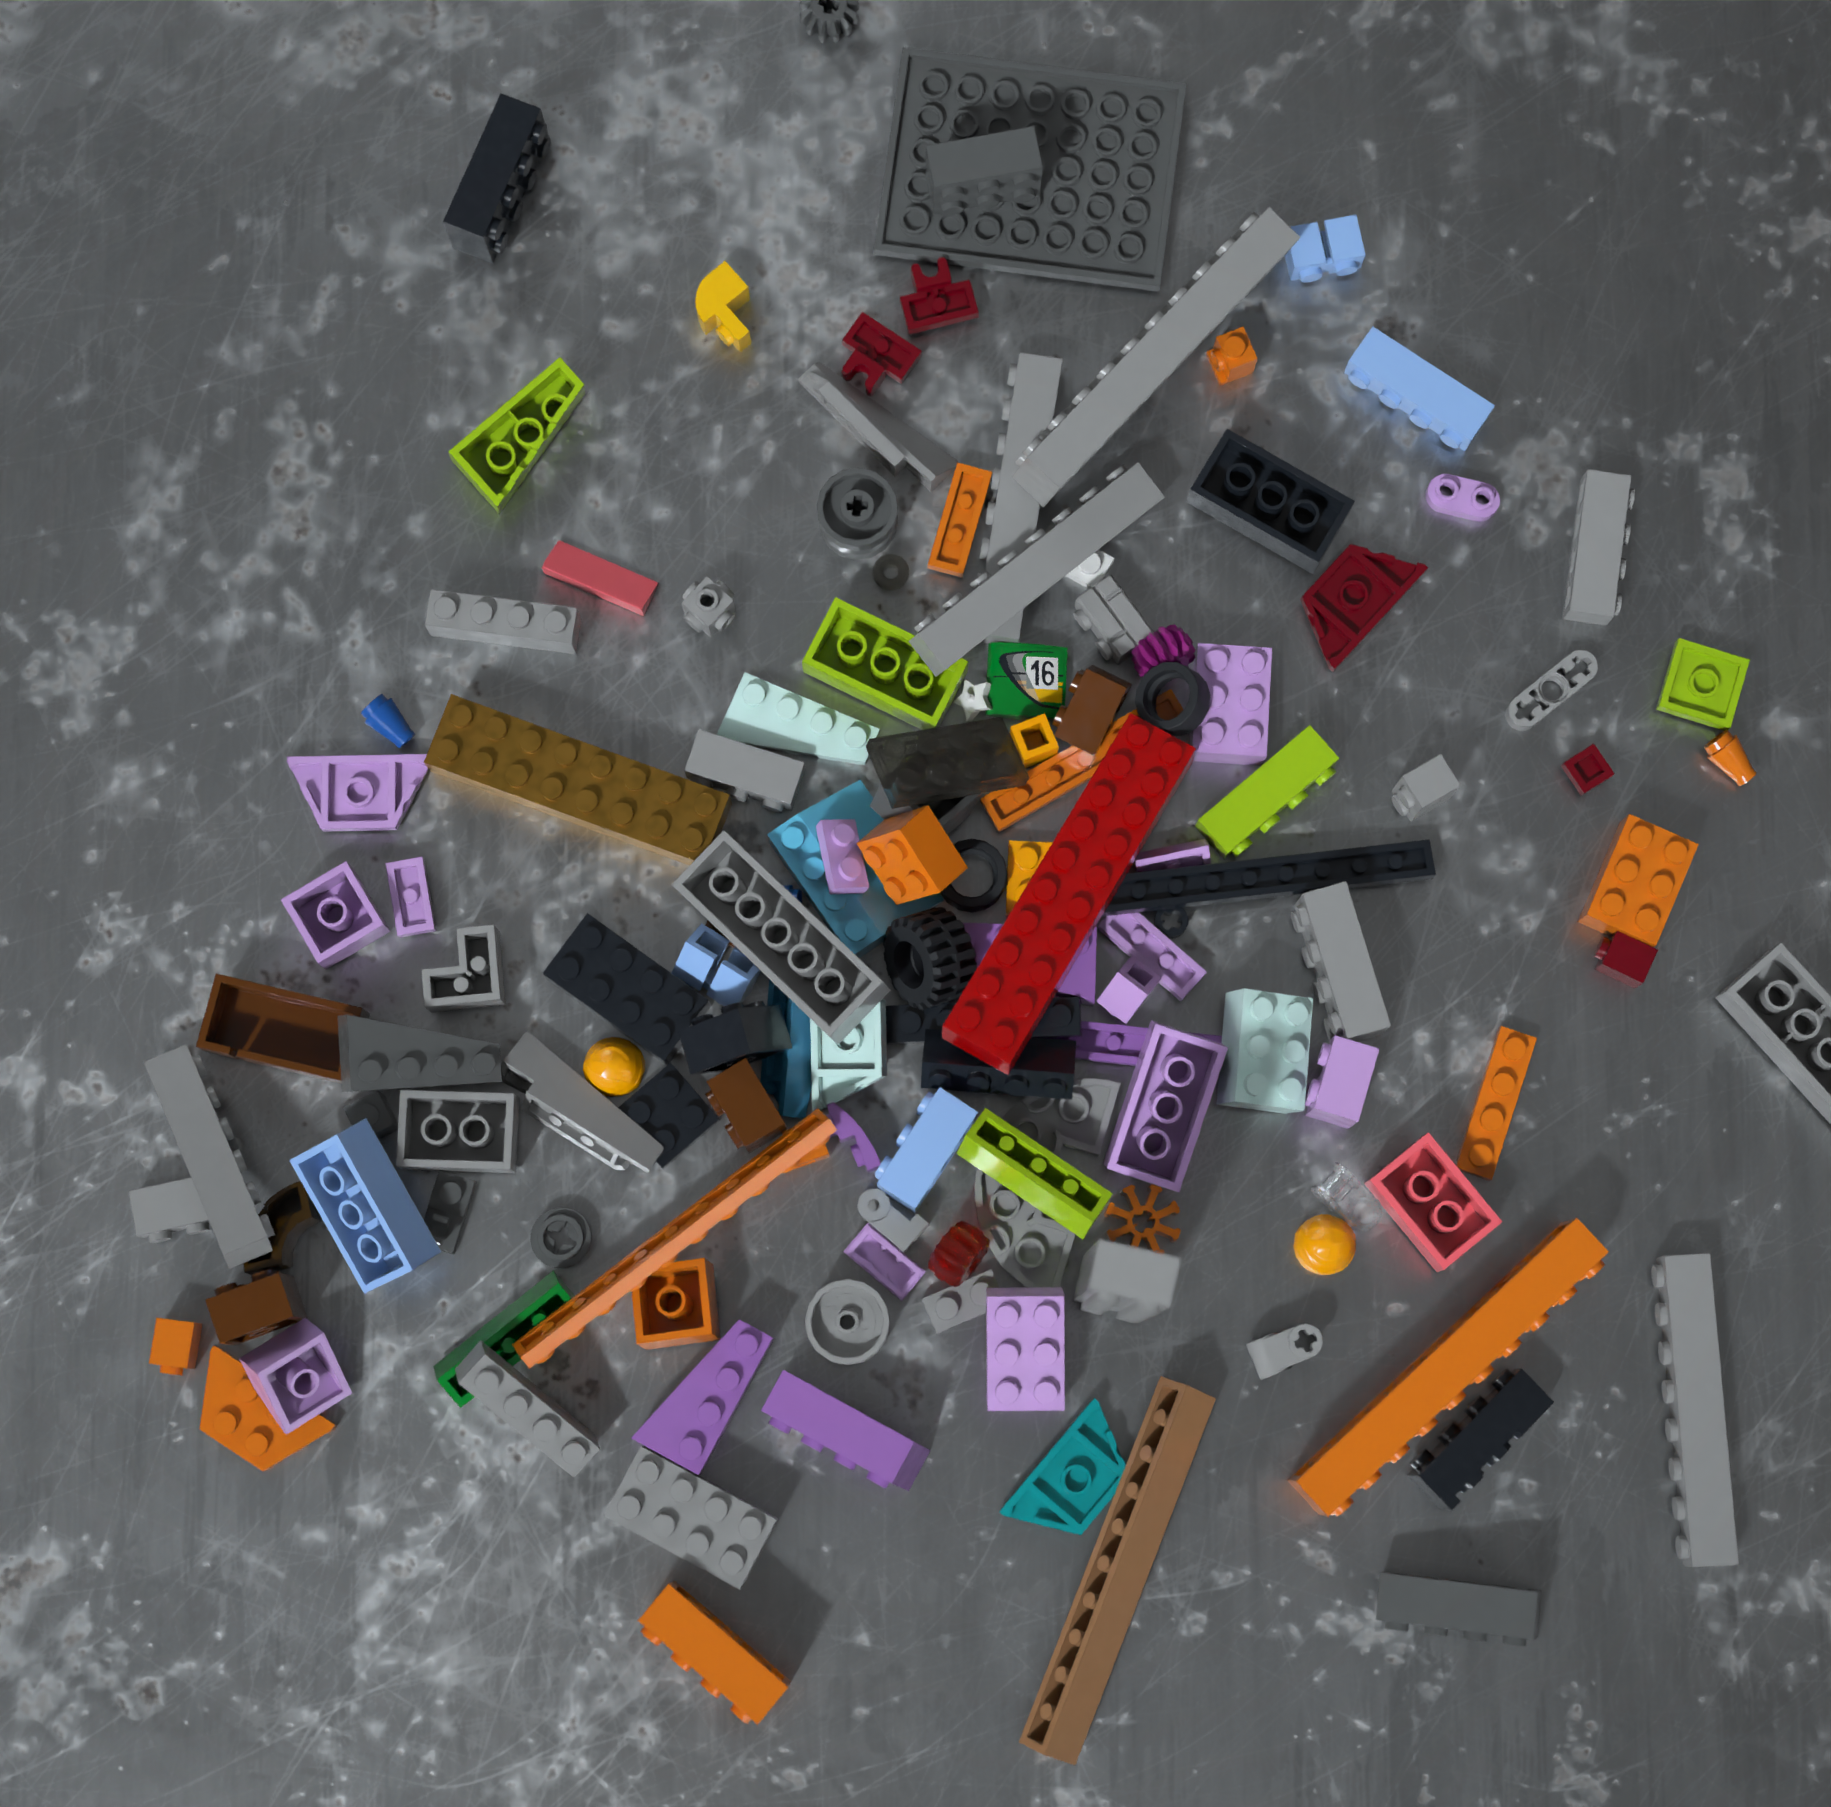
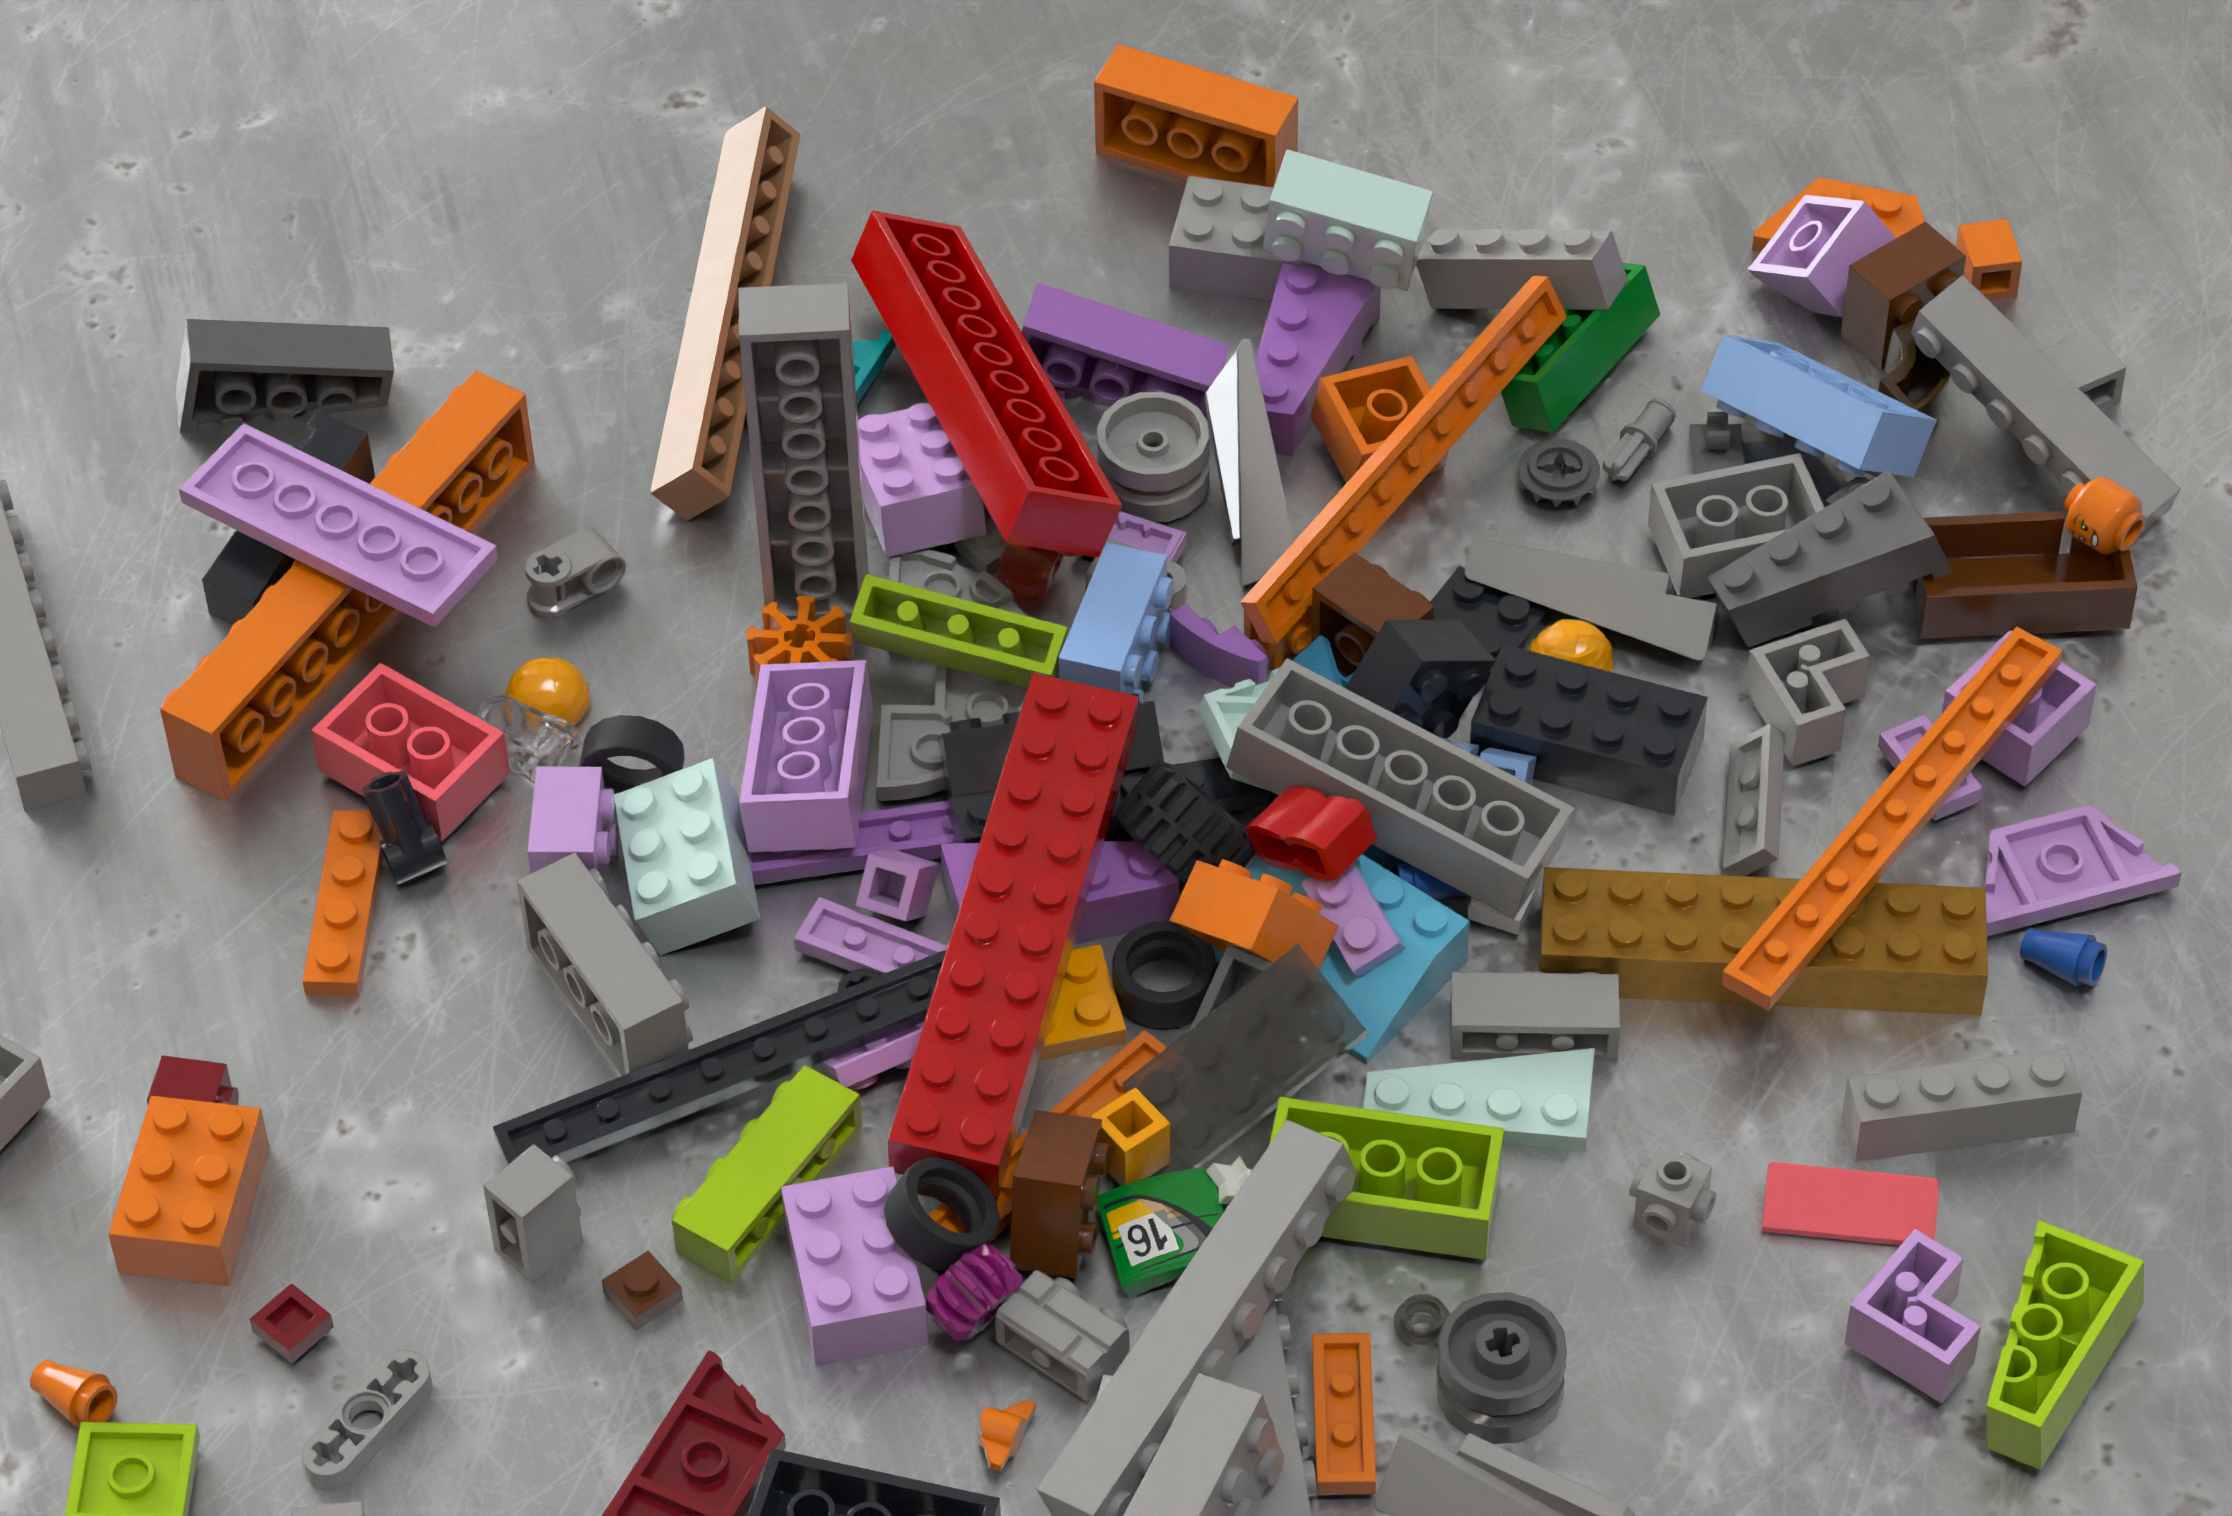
camera: 165 degrees right, 30 degrees down
(214, 1027) = (2104, 515): none -> orange head
(461, 818) = (1891, 819): none -> orange plate
(494, 1249) = (1639, 440): none -> light grey axle
(538, 900) = (1754, 801): none -> light grey plate
(604, 474) = (1907, 1321): none -> lavender brick
(648, 1457) = (1346, 220): none -> light aqua brick
(786, 1277) = (1248, 466): none -> light grey wedge
(854, 905) = (1312, 832): none -> red brick
(958, 1397) = (986, 386): none -> red brick
(1168, 568) = (1004, 1431): none -> orange piece
(1284, 1142) = (635, 738): none -> black tyre
(1363, 737) = (642, 1290): none -> reddish brown plate
(1451, 1130) = (407, 838): none -> black piece
(1459, 1376) = (339, 525): none -> lavender plate

